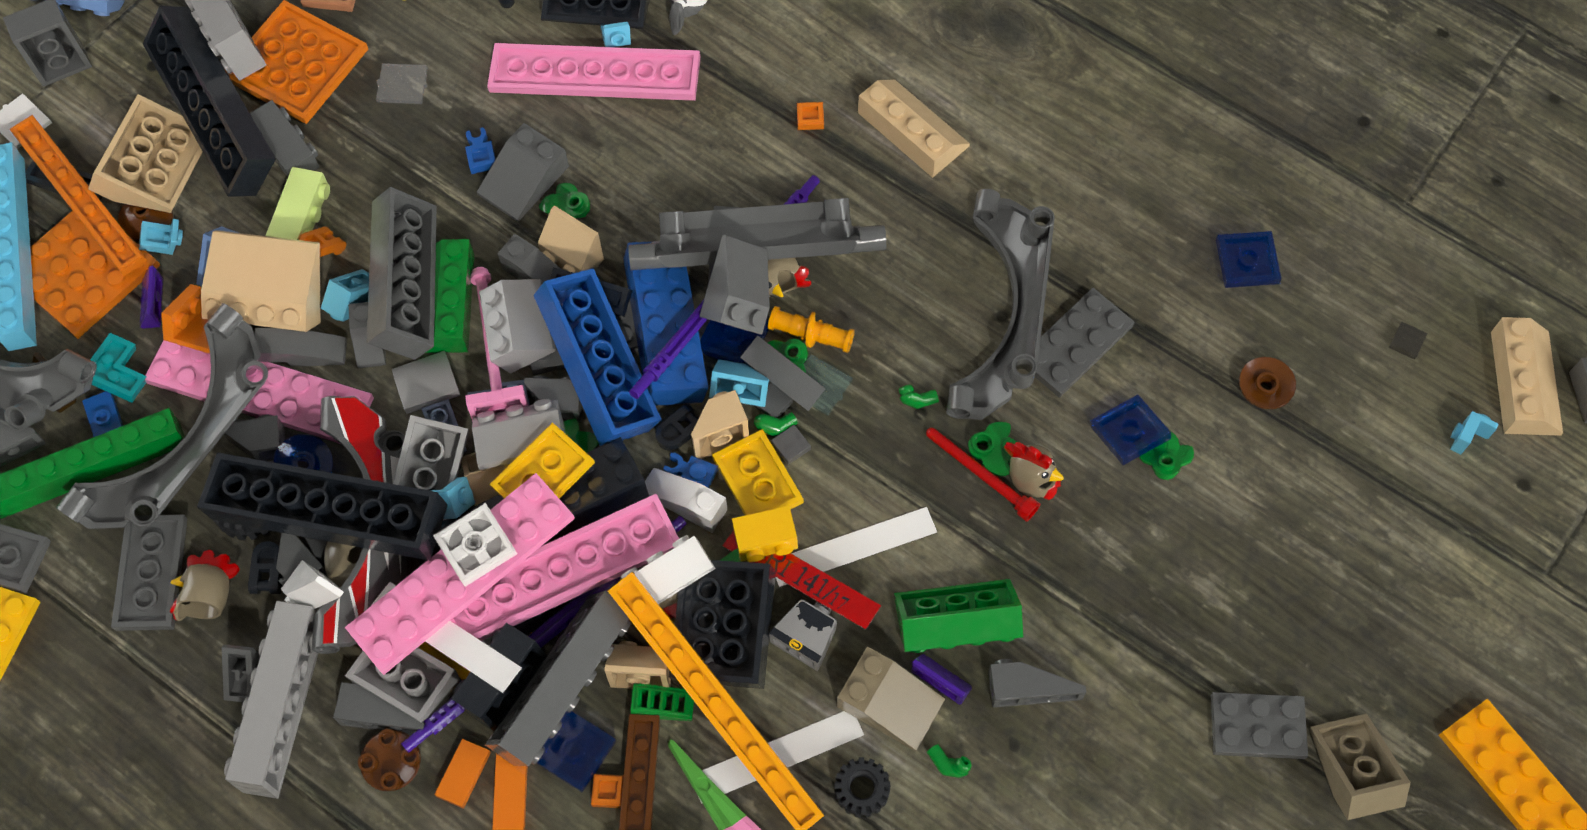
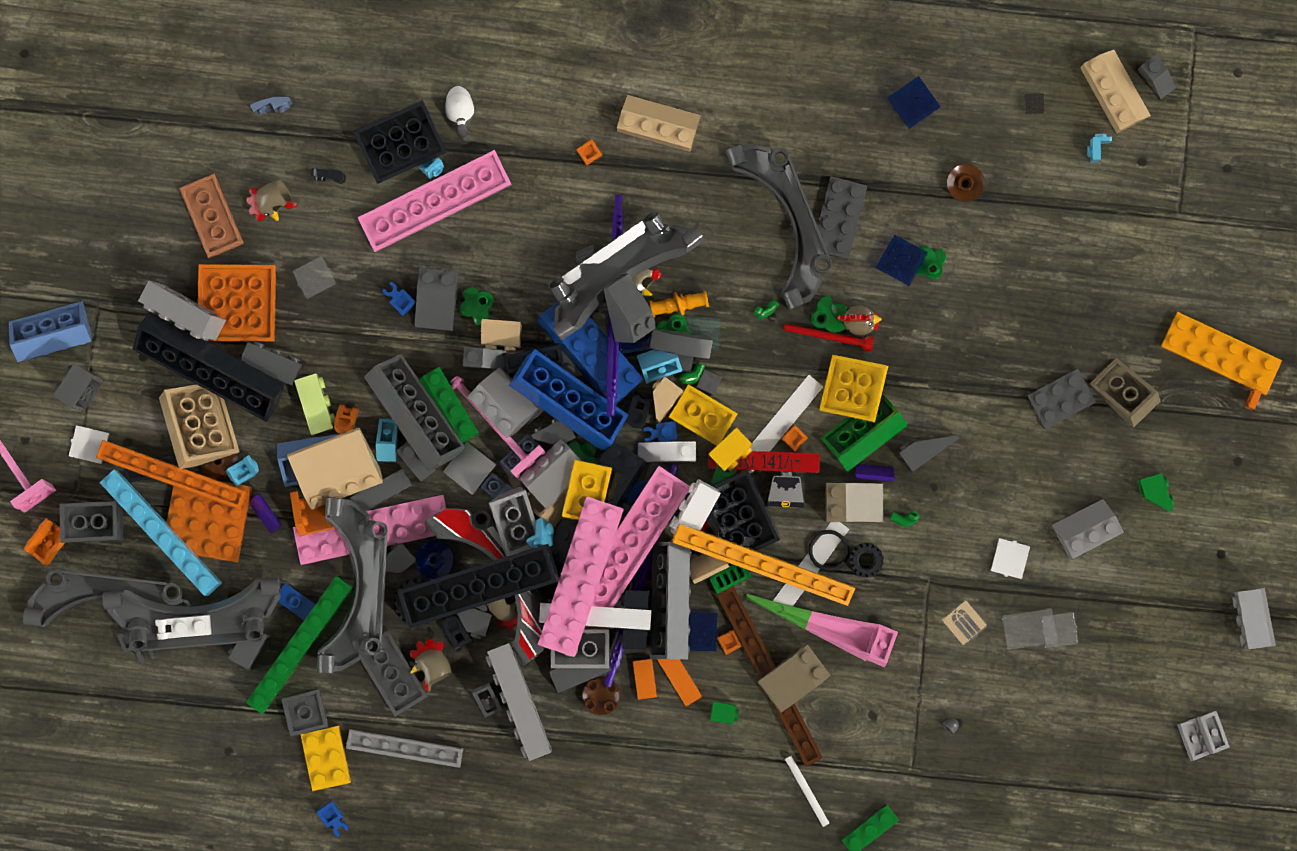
camera: 30 degrees left, 20 degrees up
(96, 679) = (404, 748): none -> light grey tile
(111, 371) = (273, 567): teal plate -> none
(310, 587) = (499, 632): white slope -> none
(475, 544) = (583, 559): white piece -> none
(818, 774) = (811, 550): none -> black tyre
(860, 573) = (794, 438): none -> orange tile
(976, 549) = (853, 388): none -> yellow plate

